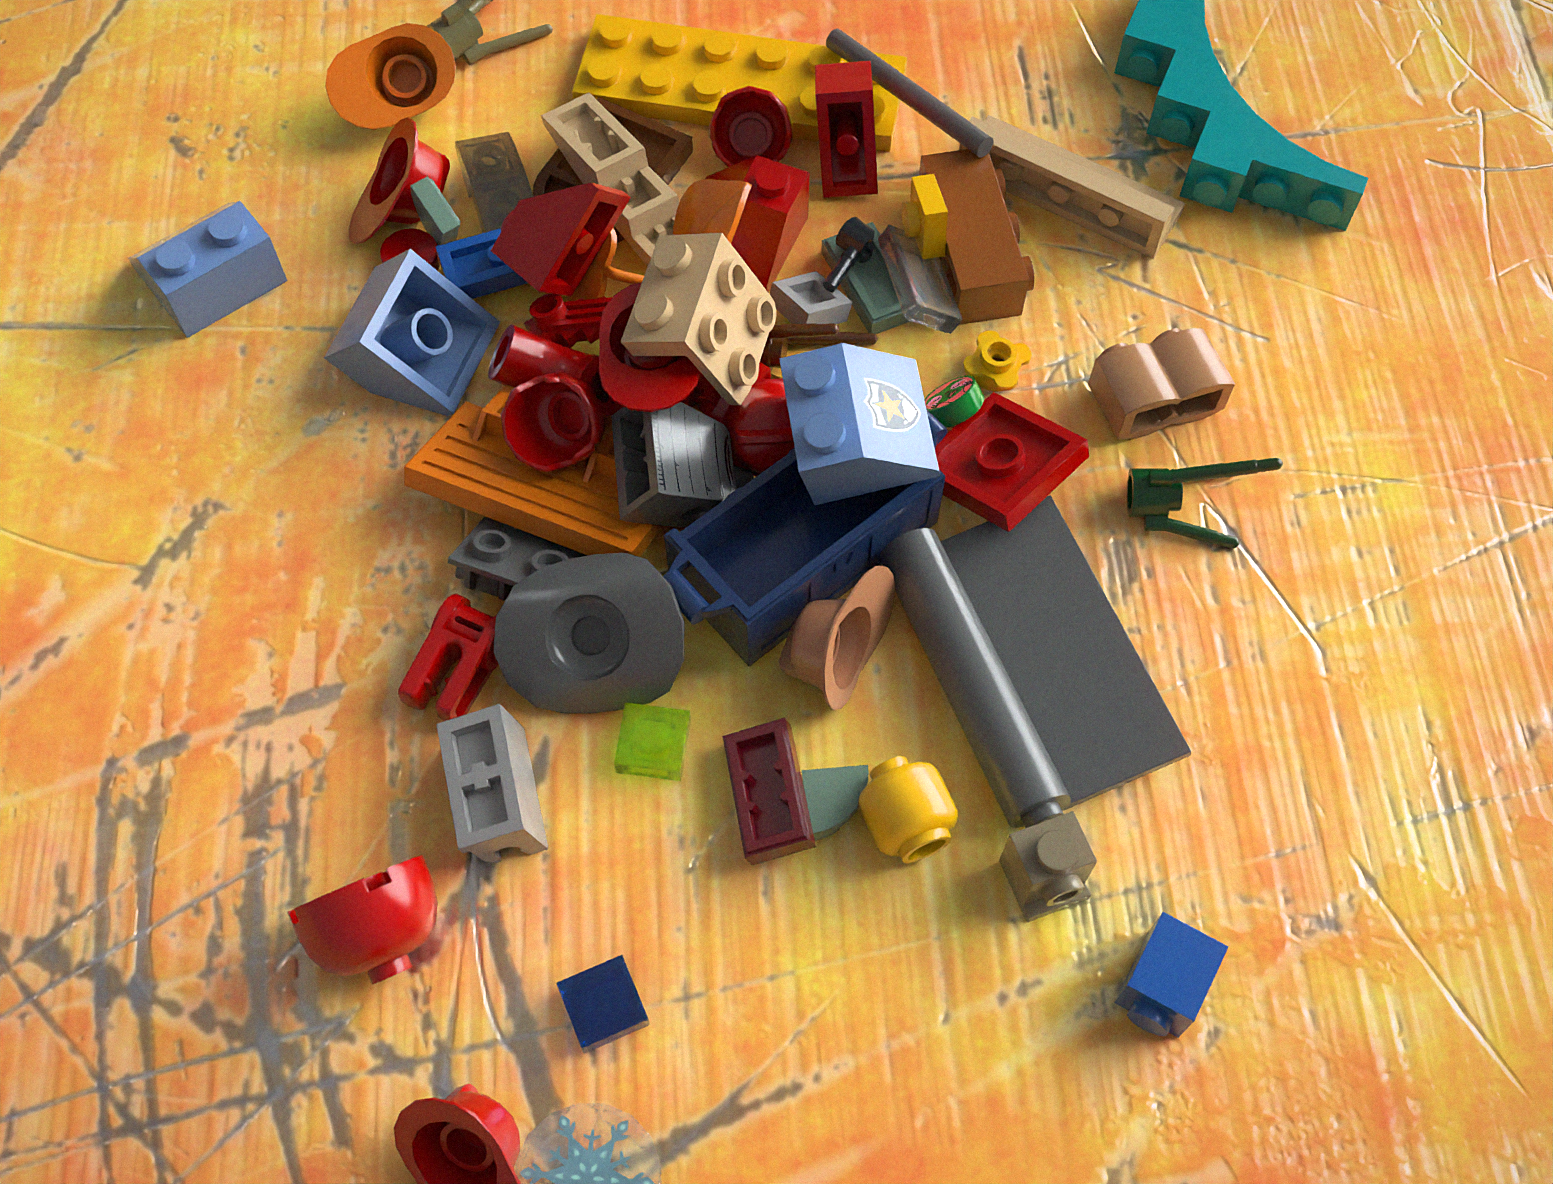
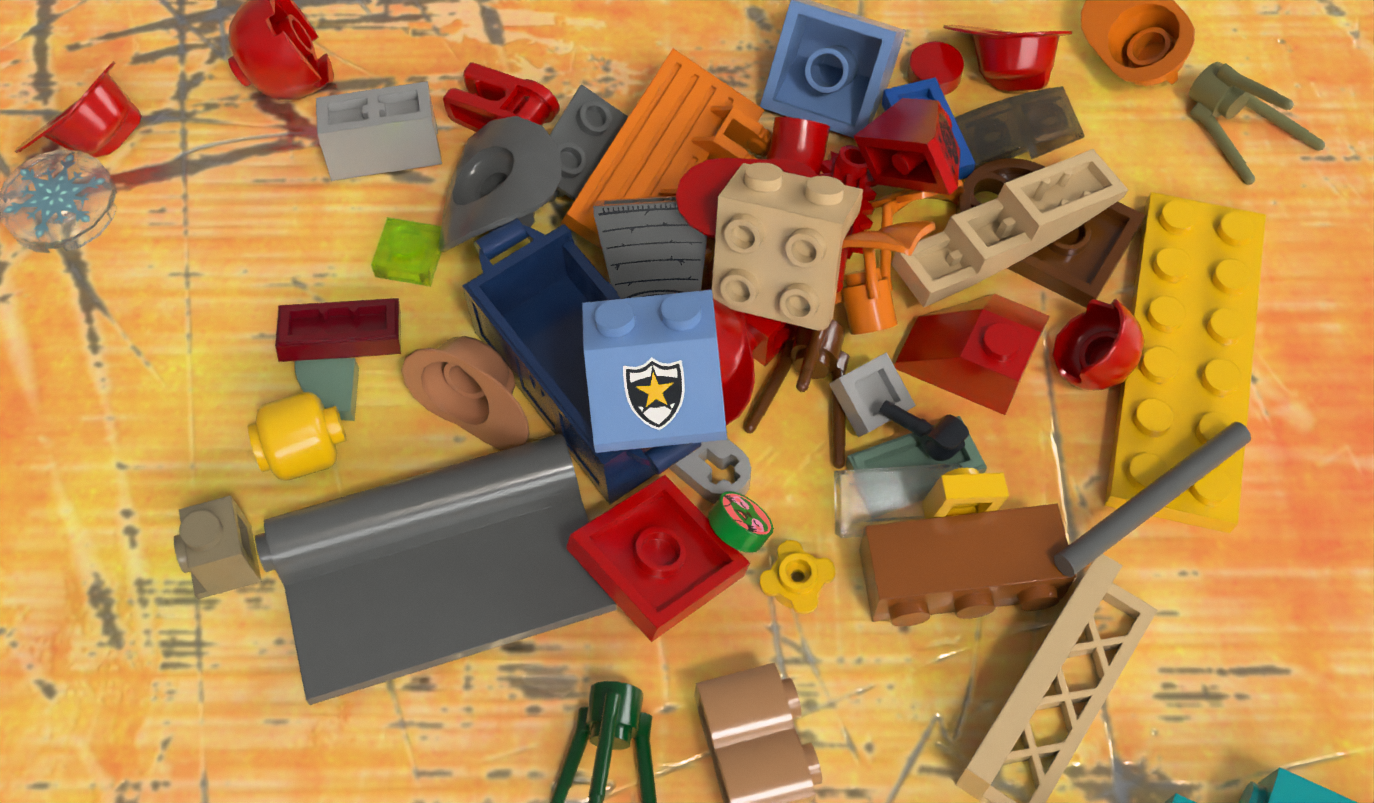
camera: 95 degrees right, 0 degrees up
(435, 211) = (963, 73): sand green tile -> none
(552, 421) = (700, 135): red hair -> none
(603, 1004) = (189, 212): clear blue tile -> none
(846, 129) = (1102, 430): red slope -> none
(1170, 977) = (92, 642): blue brick -> none

